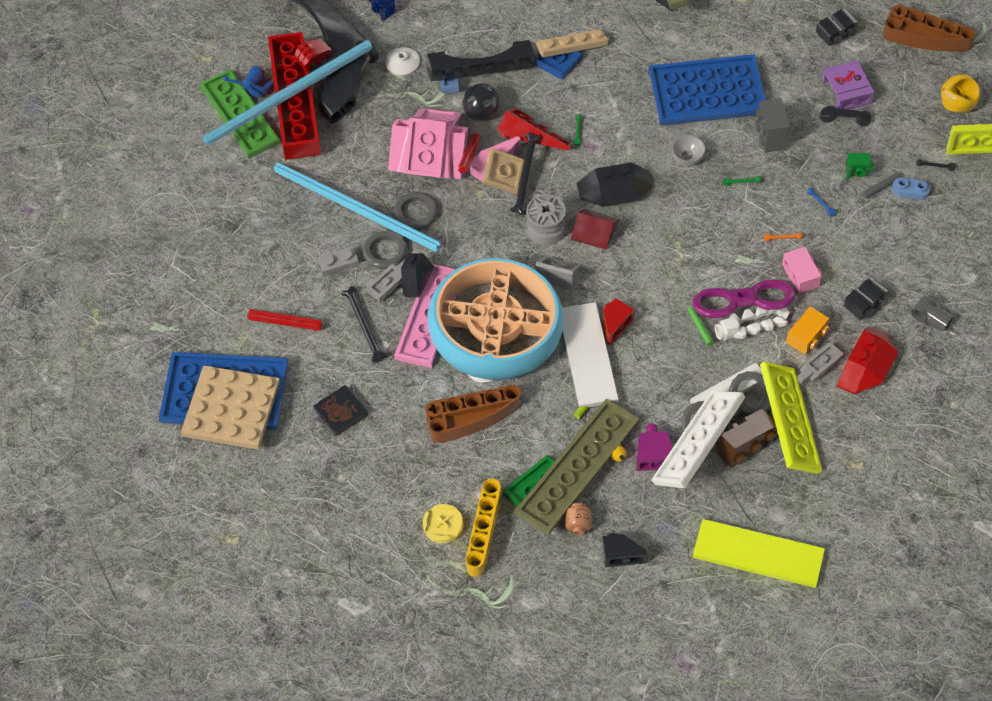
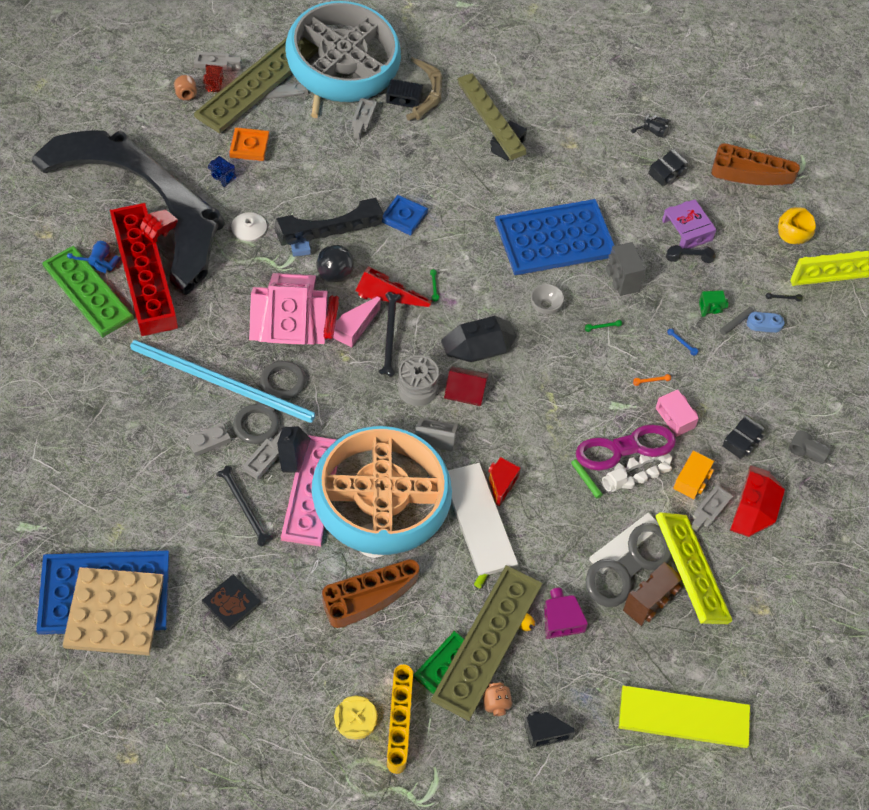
camera: 15 degrees left, 0 degrees up
(284, 319) = (160, 507): red axle -> none
(287, 92) = (135, 268): medium azure axle -> none
(503, 171) = (367, 333): tan tile -> none
(571, 43) = (416, 198): tan plate -> none
(698, 439) = (609, 602): white tile -> none

